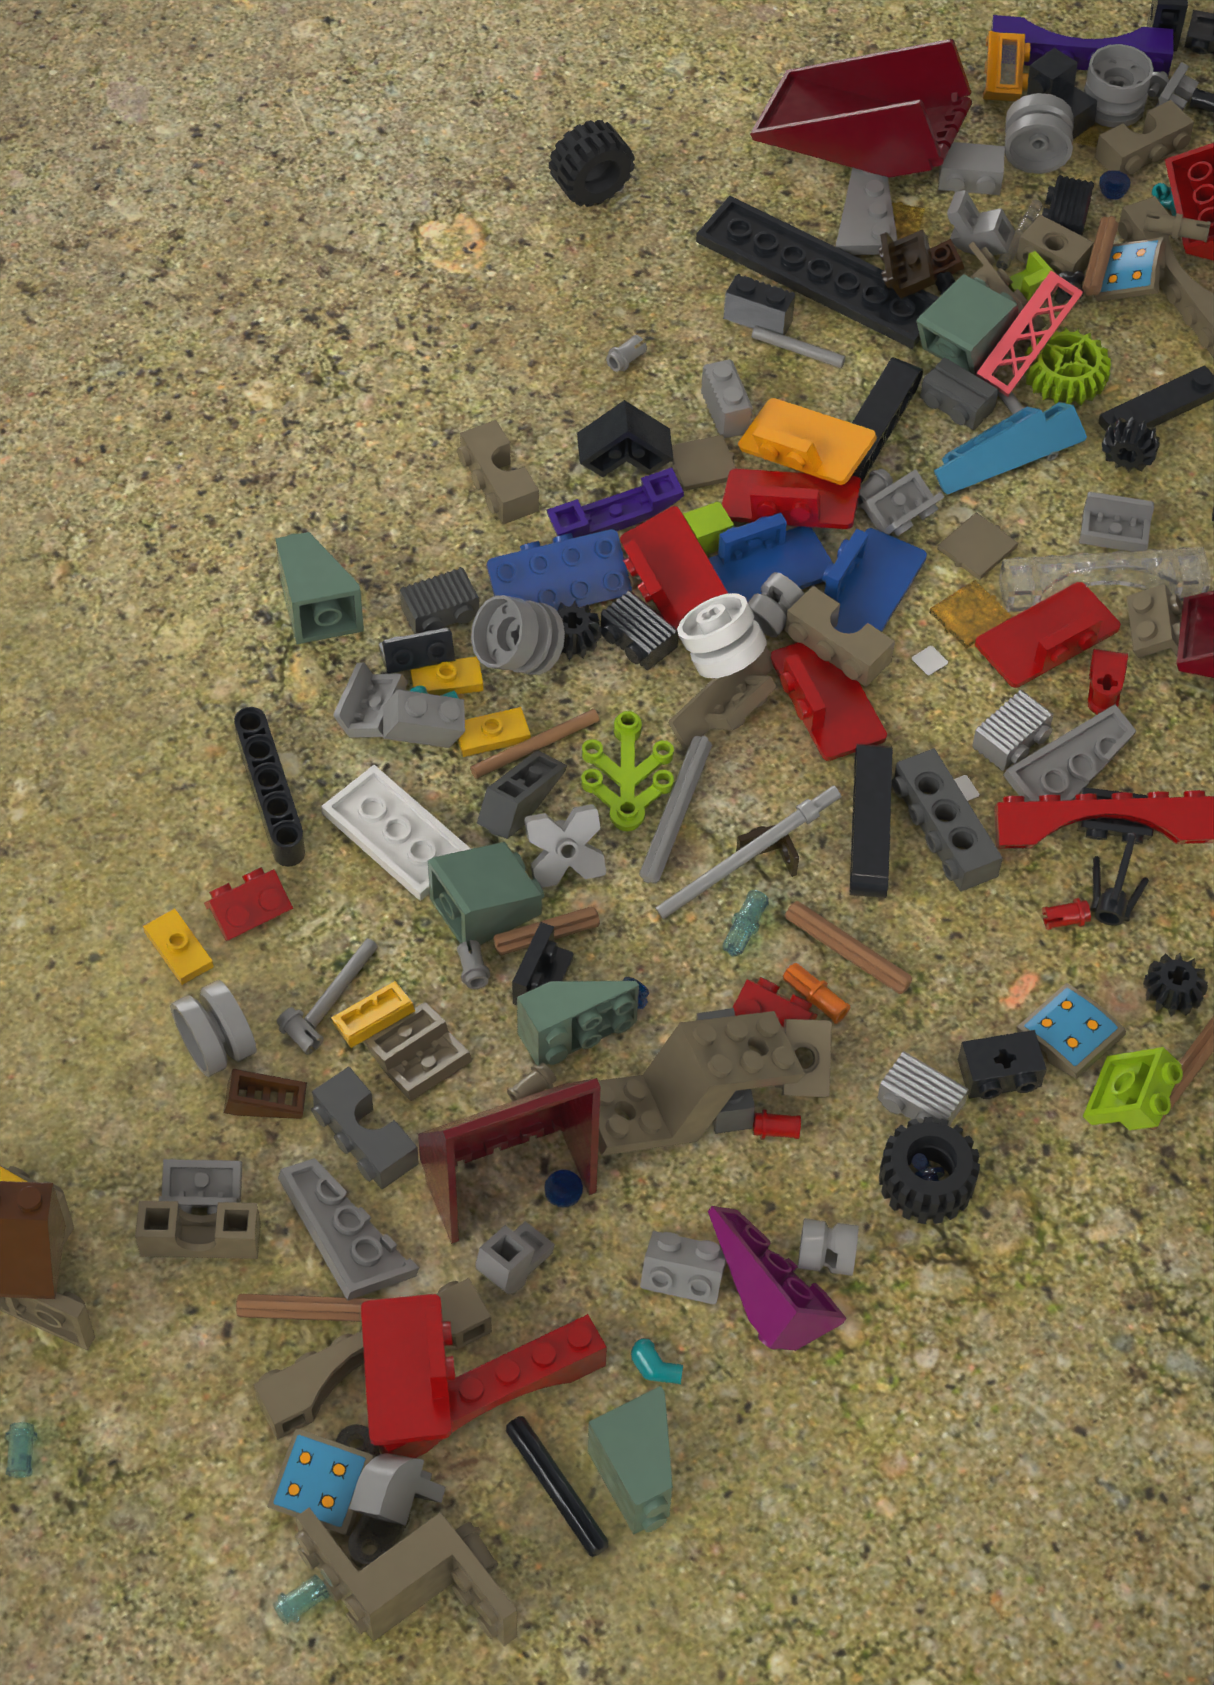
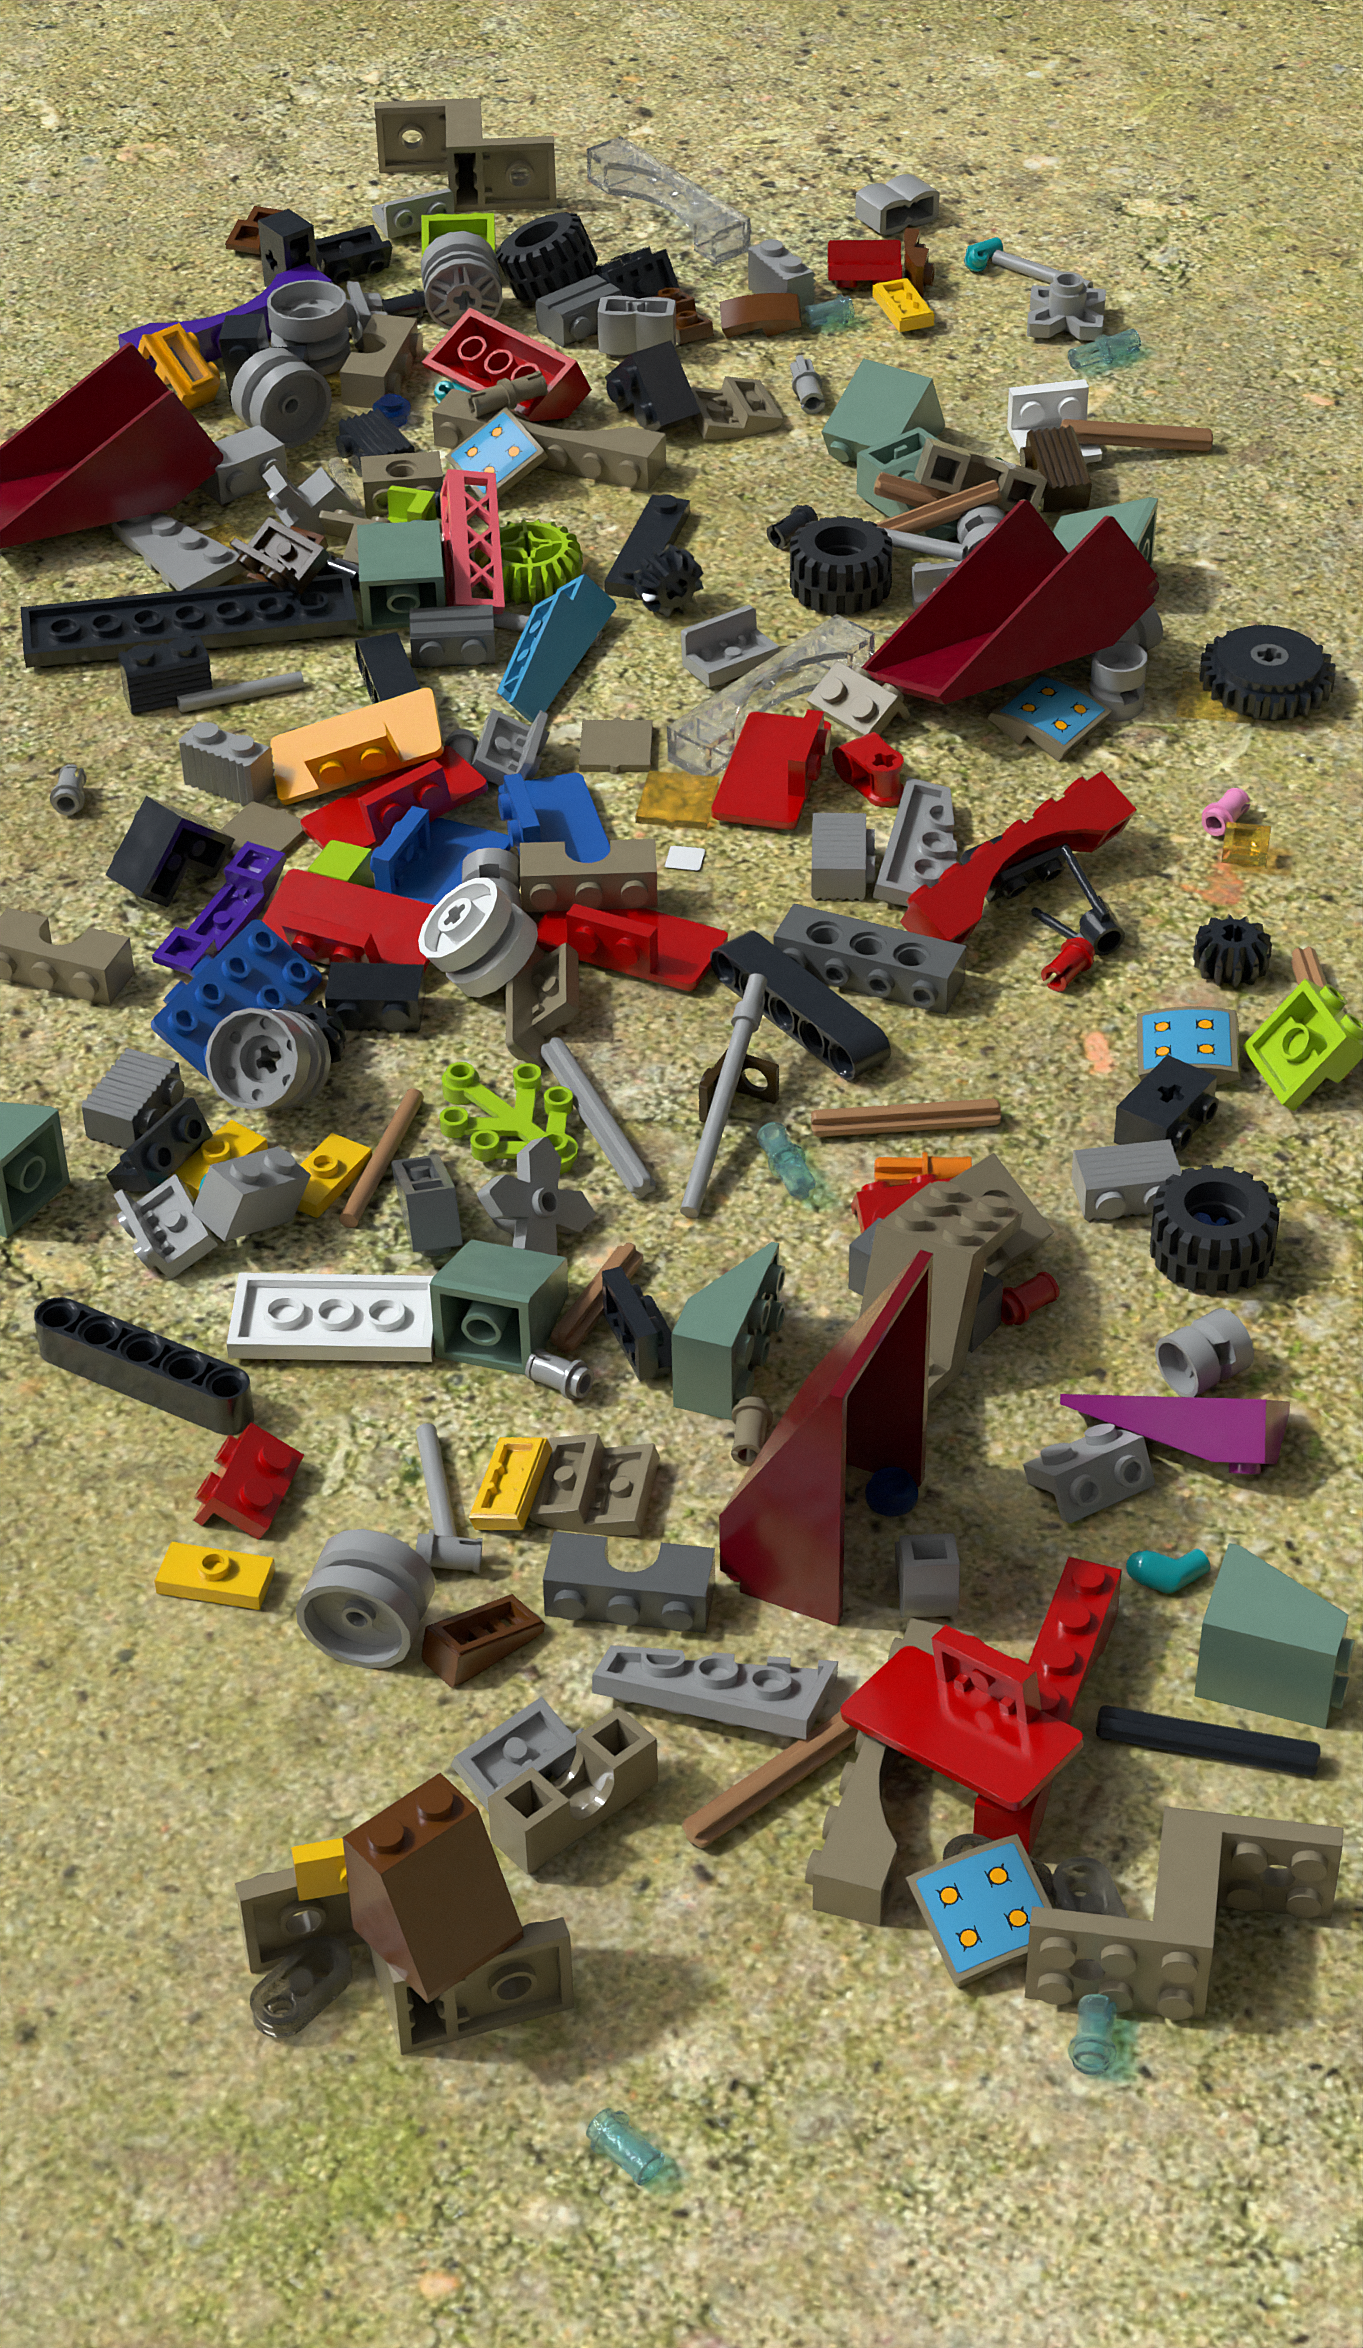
camera: 40 degrees left, 15 degrees down
(390, 1485) = (1077, 1844): light grey brick -> none
(1100, 255) = (452, 453): medium nougat axle -> none

